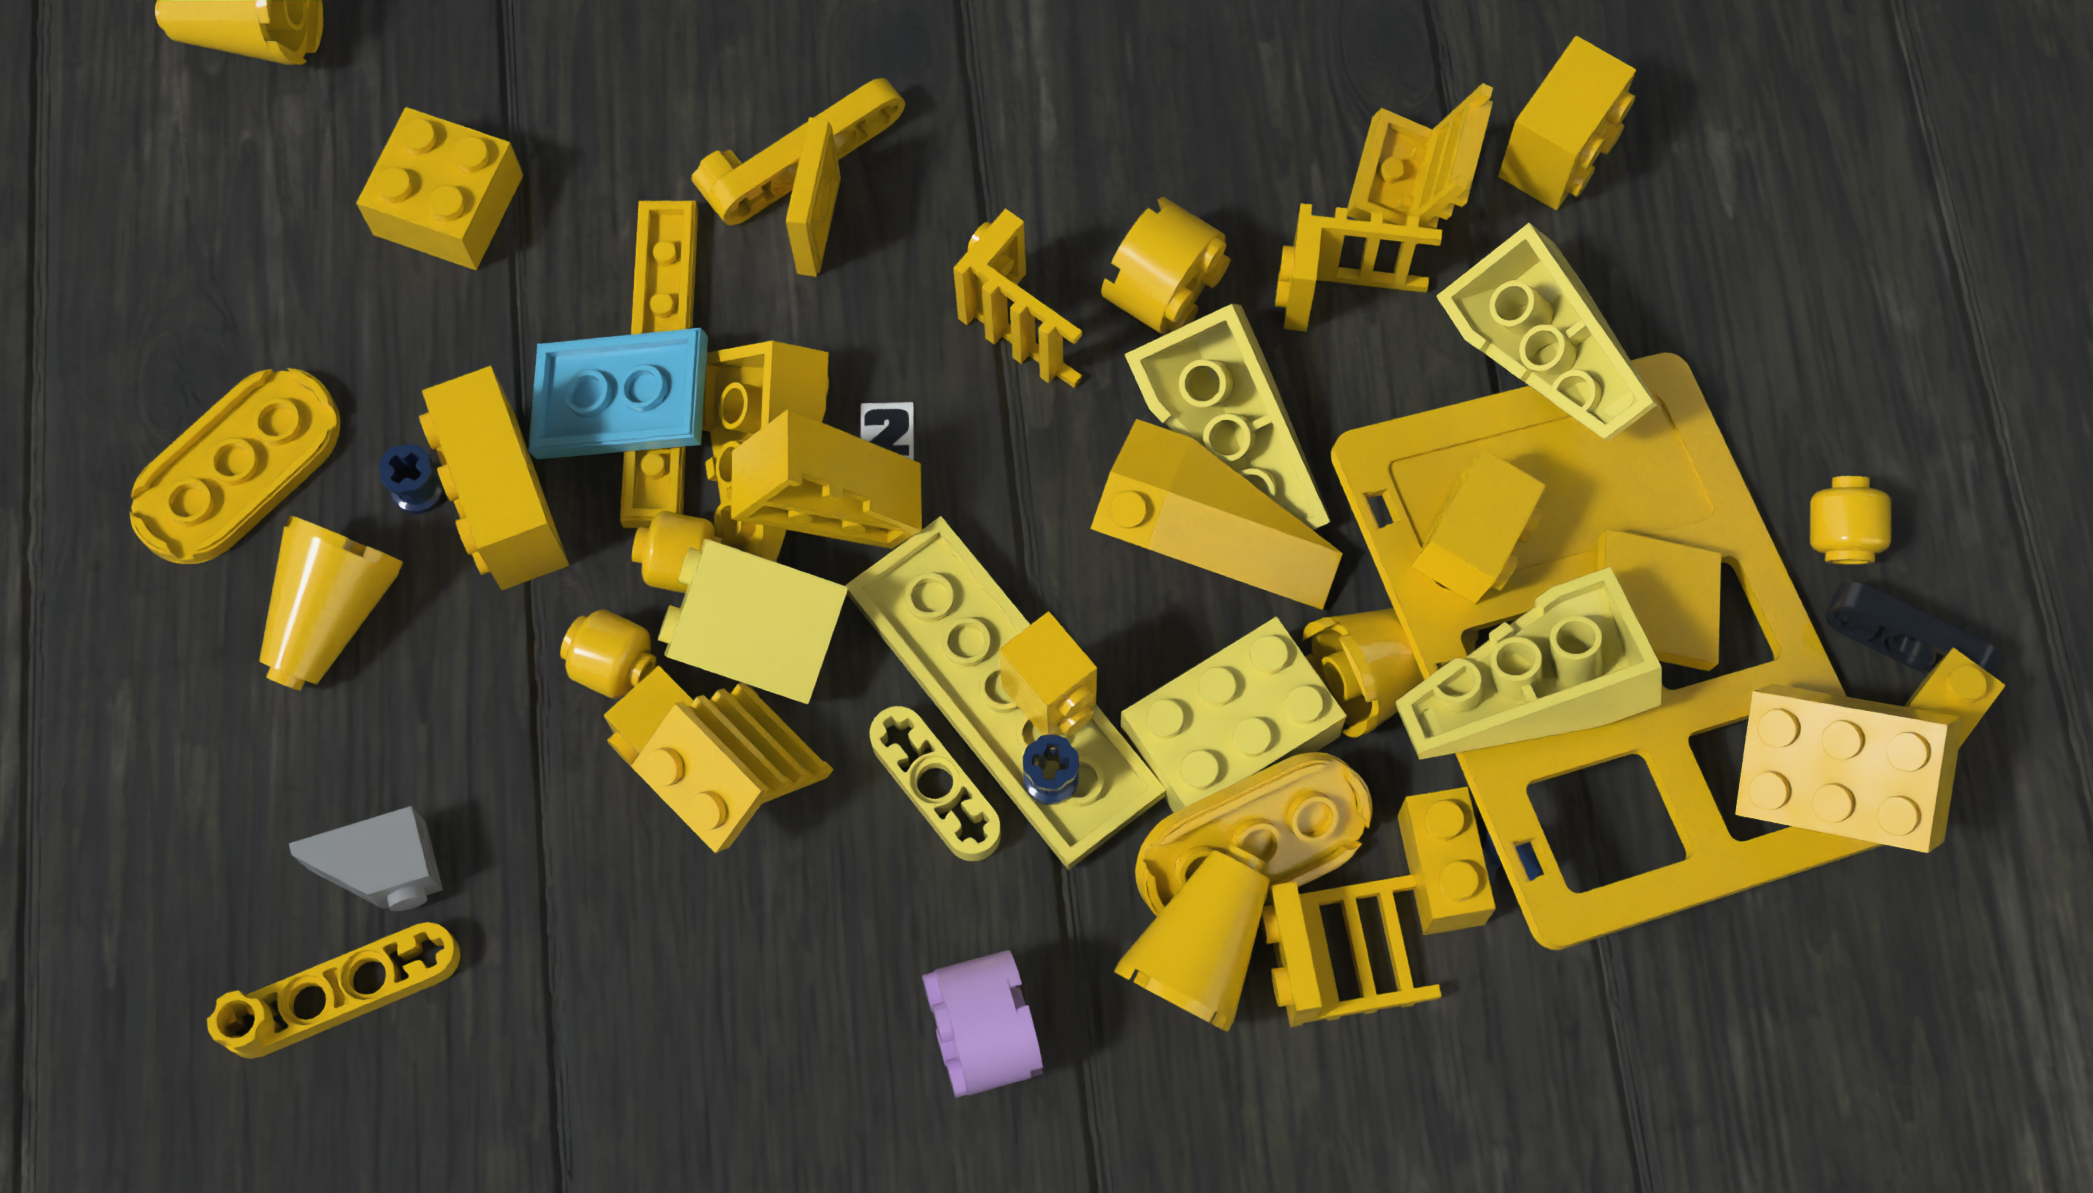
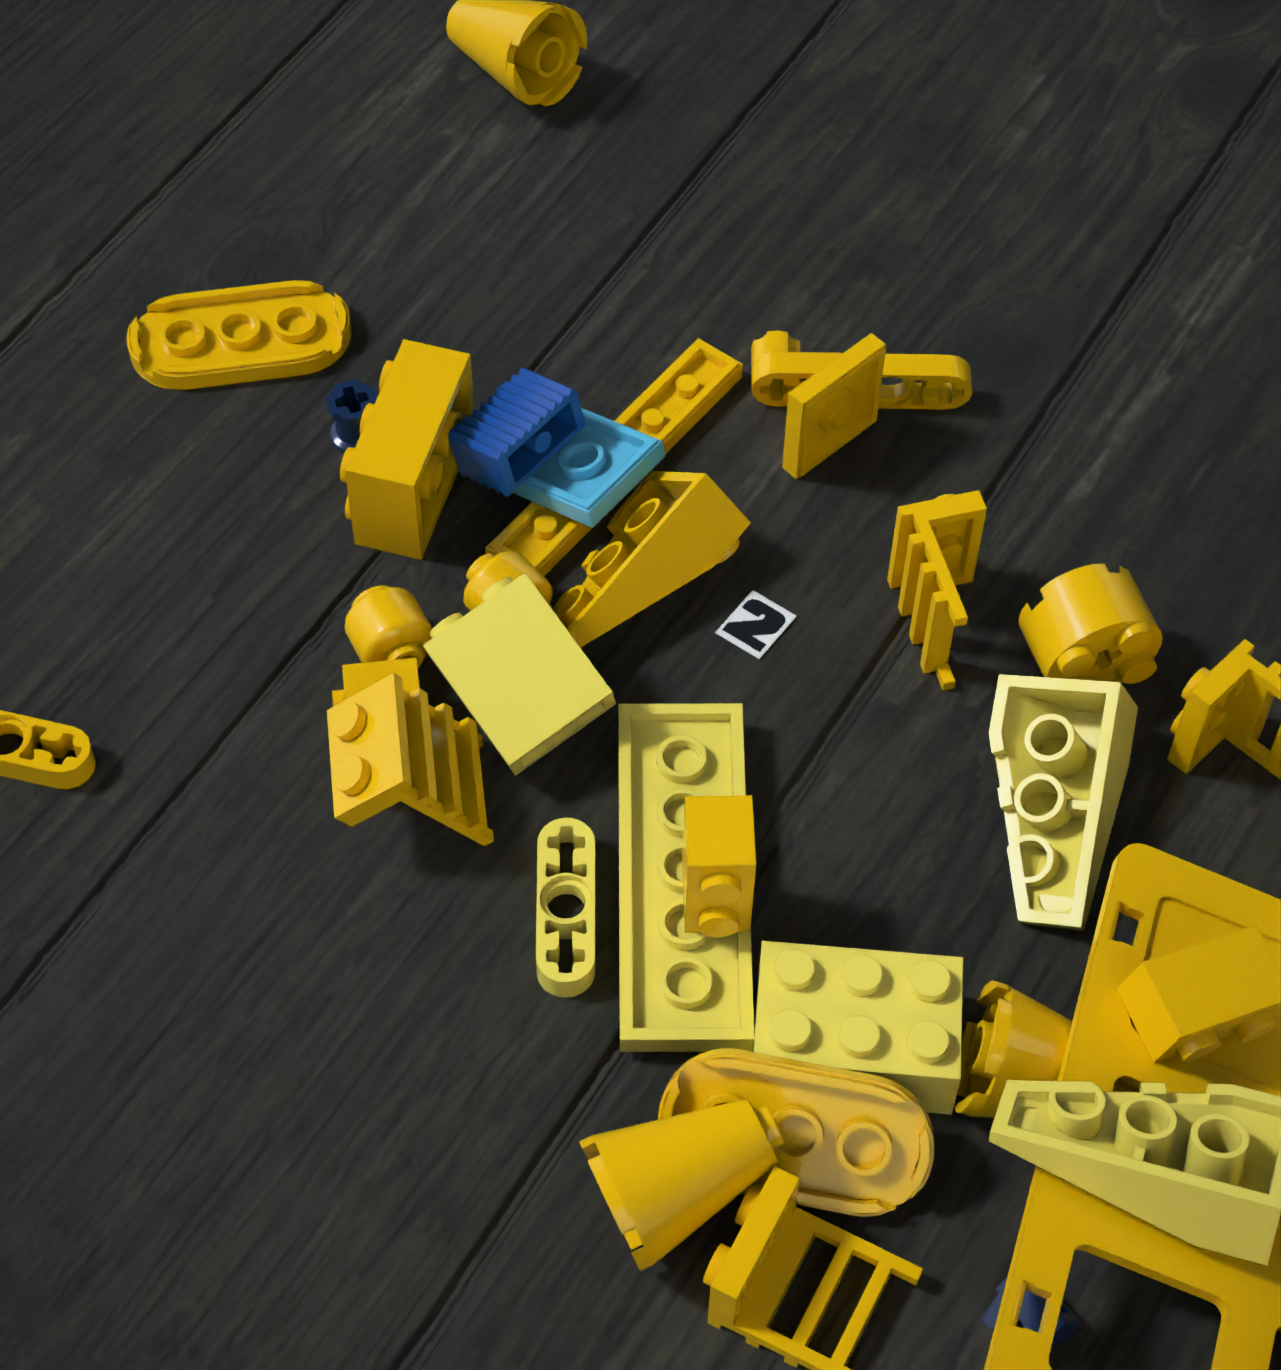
camera: 35 degrees right, 15 degrees down
(319, 600) = (210, 452): yellow cone -> none
(377, 859) = (89, 660): light grey slope -> none
(440, 188) = (553, 238): yellow brick -> none
(571, 402) = (516, 431): none -> blue brick
(825, 483) = (662, 606): yellow wedge -> none
(983, 1024) = (435, 1107): lavender brick -> none
(1035, 761) = (663, 946): dark blue bush -> none
(1199, 510) = (968, 841): yellow wedge -> none
(1446, 861) = (958, 1274): yellow brick -> none

